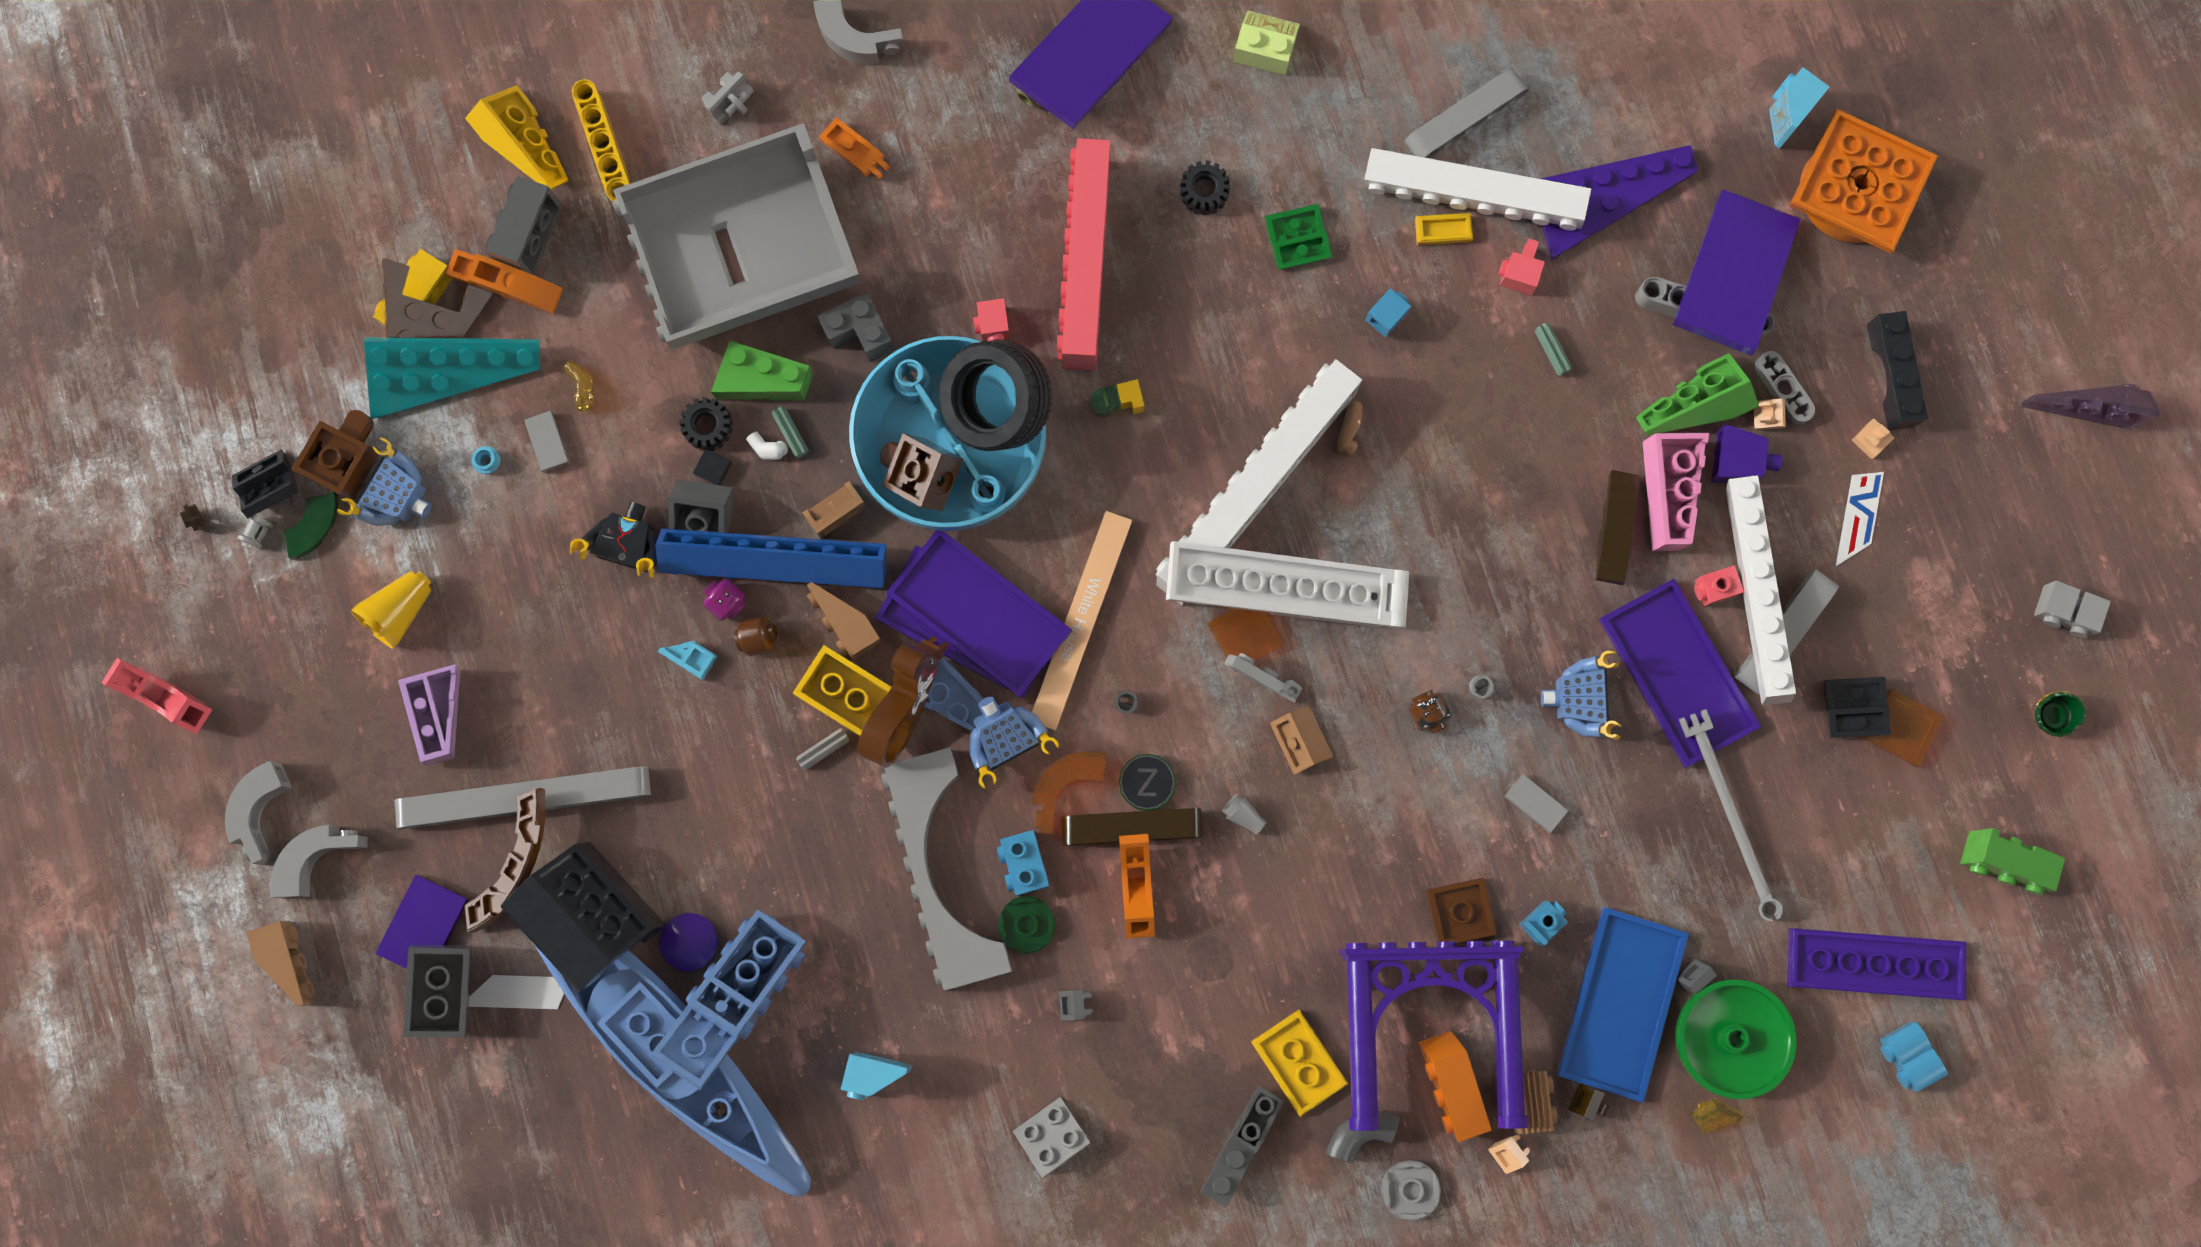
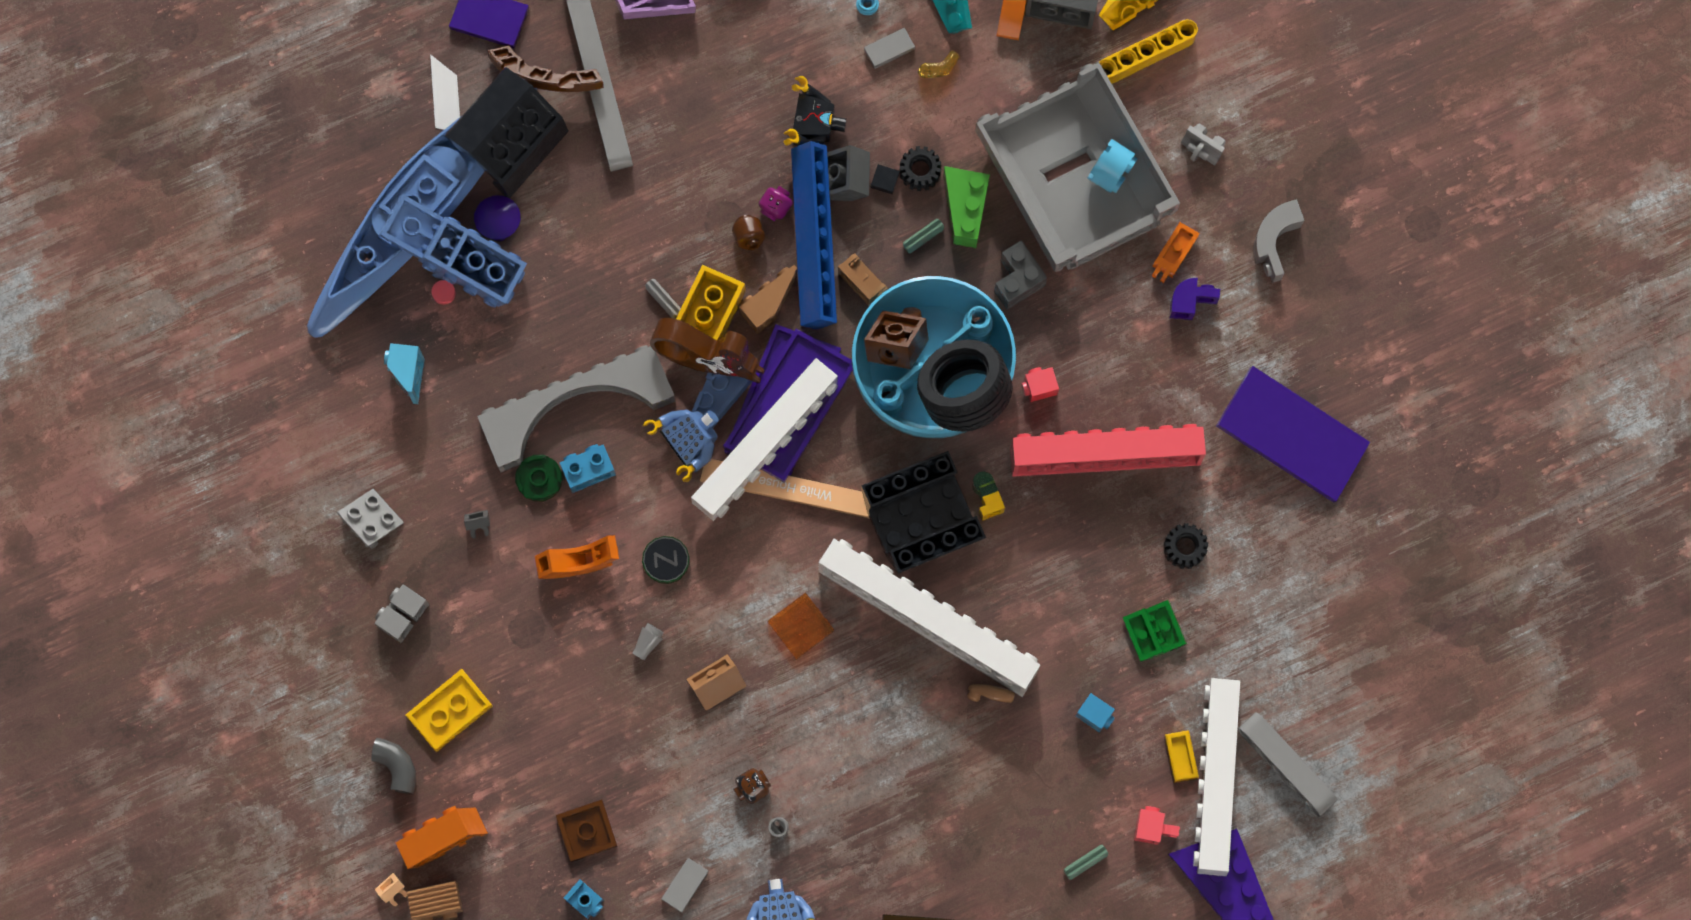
camera: 80 degrees right, 5 degrees down
(437, 991) = (438, 35): dark grey brick -> none
(691, 657) = (725, 186): medium azure tile -> none
(744, 196) = (1111, 166): none -> medium azure brick
(767, 450) = (905, 219): white arm -> none
(775, 1019) = (443, 292): none -> coral tile
(911, 144) = (1187, 295): none -> dark purple brick
(1021, 644) = (765, 439): none -> white brick
(1073, 768) = (660, 486): clear orange arch -> none
(1107, 827) = (629, 560): dark brown beam -> none
(1125, 707) = (726, 533): dark grey hinge -> none
(1135, 475) = (920, 513): none -> black slope
(1186, 1120) = (407, 602): none -> light grey piece
(1241, 1146) = (376, 668): dark grey slope -> none
(1266, 42) = (1328, 583): yellowish green slope -> none
(1266, 677) = (763, 644): light grey hinge -> none
(1287, 585) = (840, 649): white hinge -> none
(1411, 1190) = (354, 812): light grey tile -> none
(1505, 1017) = (498, 866): dark purple arch -> none

